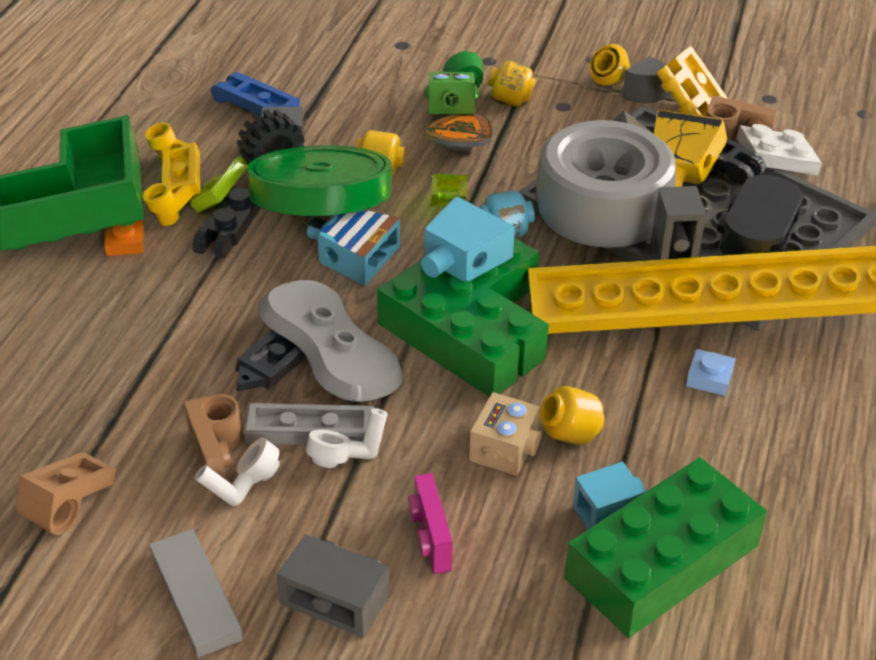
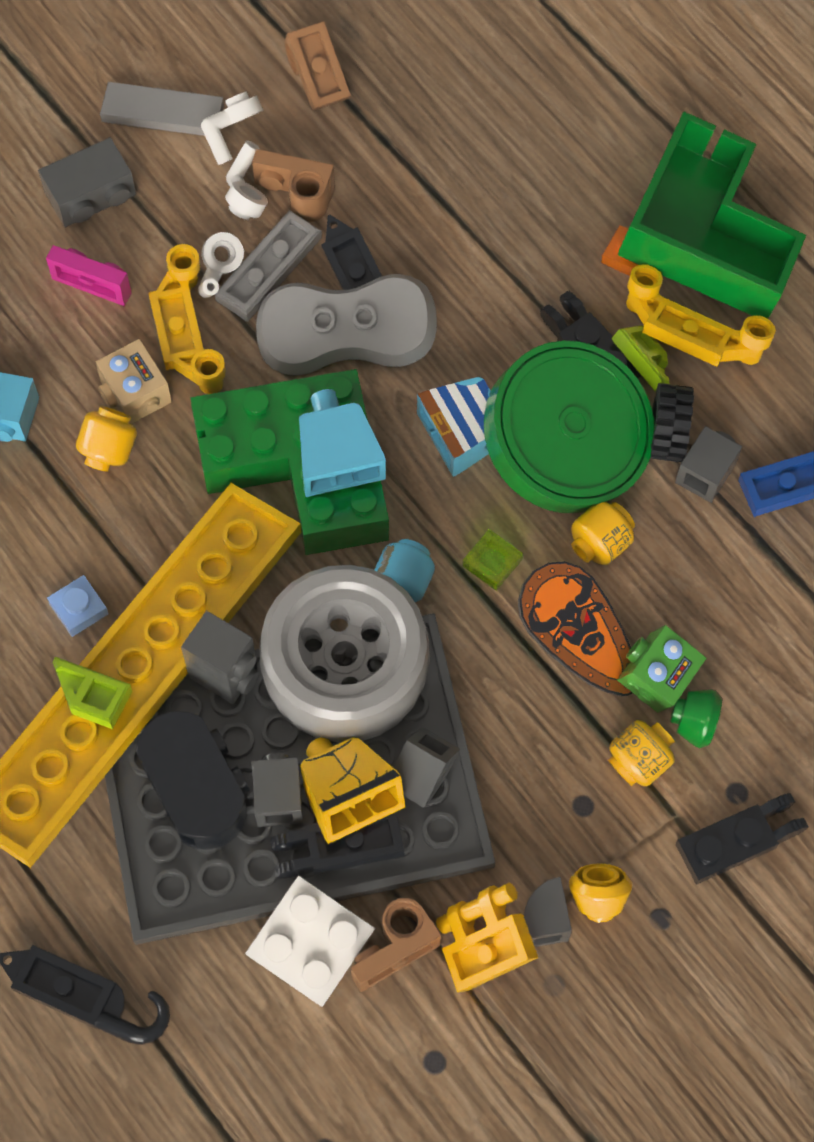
camera: 125 degrees right, 25 degrees up
(171, 516) = (238, 109): none -> white plate
(421, 441) = (178, 324): none -> yellow plate
(515, 46) = (737, 839): none -> black hinge
(718, 181) = (277, 790): none -> dark grey brick
(775, 281) = (92, 693): none -> lime tile

